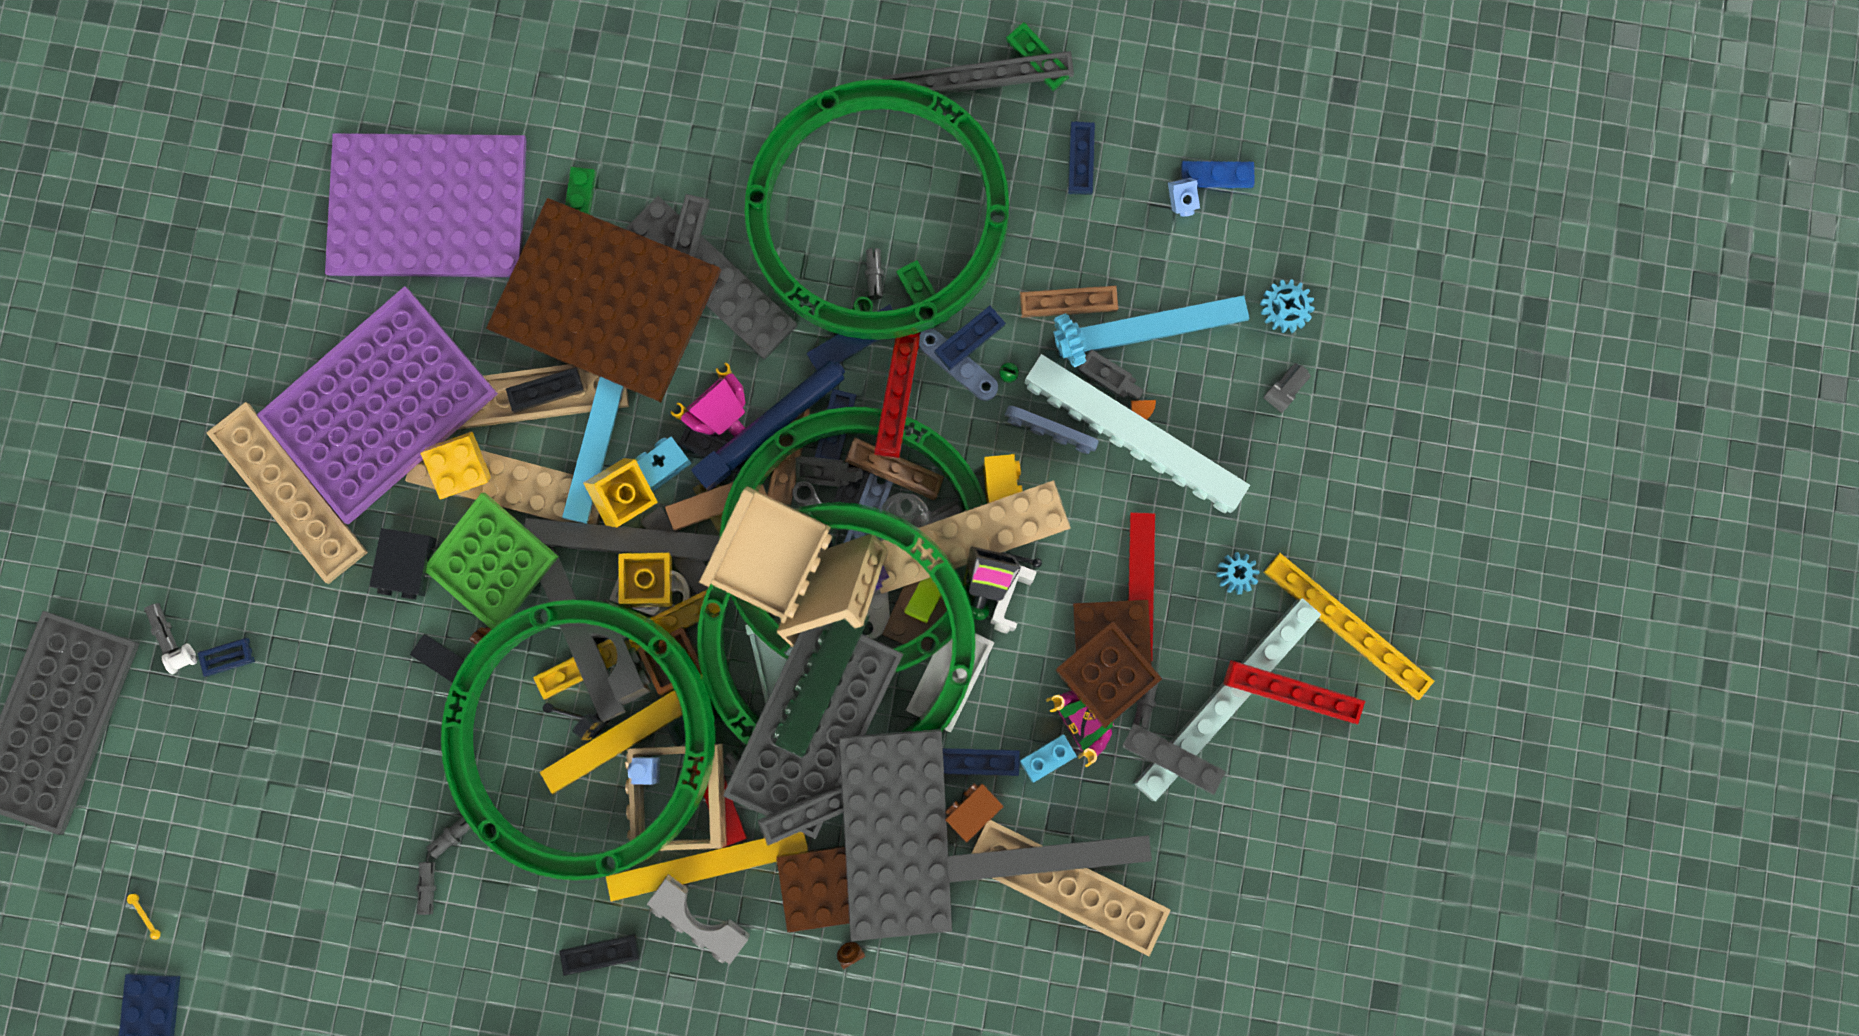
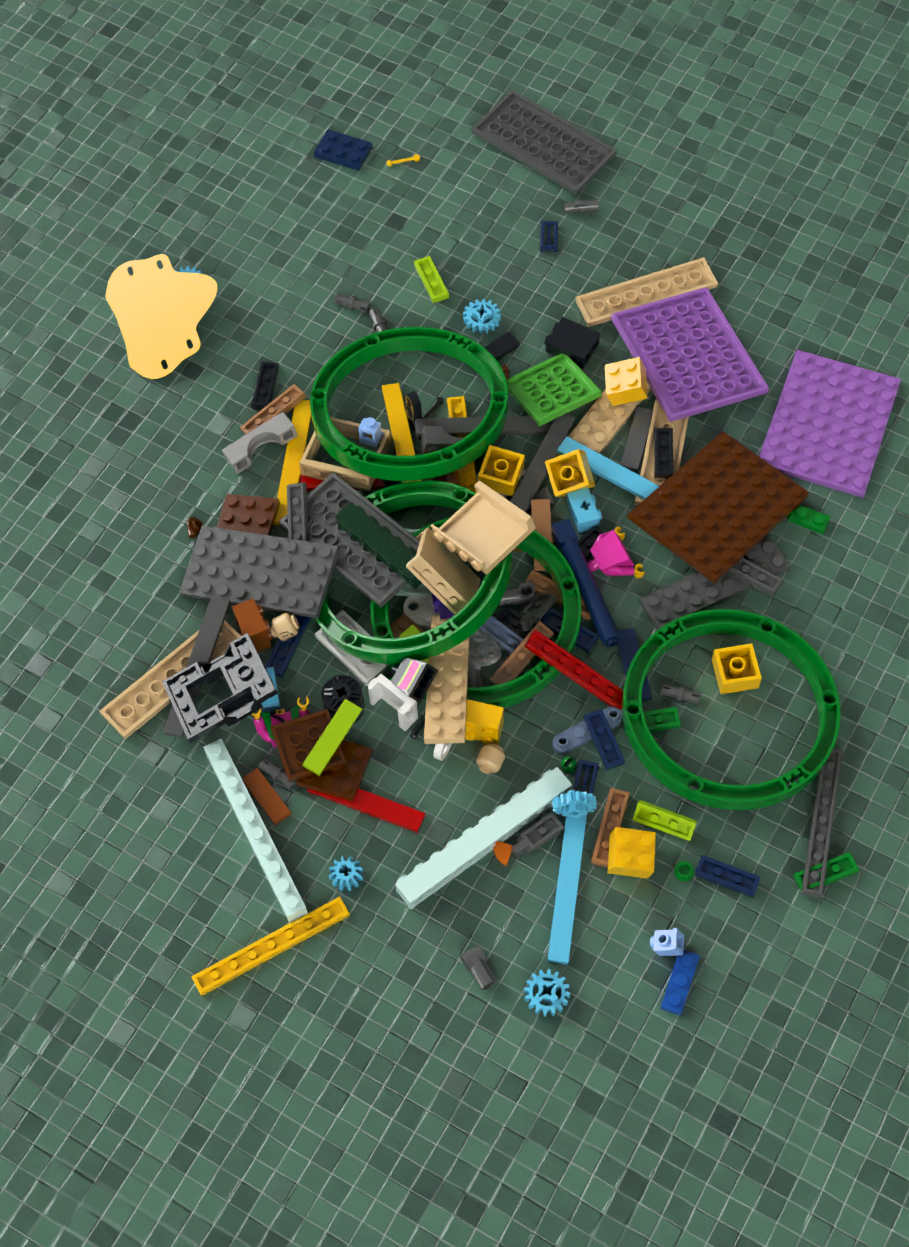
camera: 115 degrees right, 20 degrees down
(179, 658) = (557, 212): white bush -> none
(352, 792) = (431, 279): none -> lime plate
(399, 708) = (482, 316): none -> medium azure gear
(529, 433) = (637, 439): none -> dark grey tile
(640, 923) = (282, 403): none -> medium nougat tile
(824, 216) = (736, 668): none -> yellow brick
(866, 304) = (655, 672): green hinge -> none
(960, 769) = (284, 626): none -> tan head
(1019, 670) = (339, 689): none -> black wheel
(1025, 356) = (588, 764): none -> dark blue tile
(1038, 460) = (490, 758): none -> tan head
(1041, 243) = (664, 820): none -> lime plate
(1057, 783) = (245, 677): none -> piece
(1060, 433) = (515, 772): sand blue plate -> none
(1091, 206) = (684, 871): none -> green plate
(1093, 646) = (332, 737): none -> lime tile
(1097, 264) = (631, 852): none -> yellow brick
(1174, 759) = (210, 779): dark grey arch -> none
(1177, 705) = (266, 796): none -> dark orange tile
(1293, 692) = (237, 875): red tile -> none

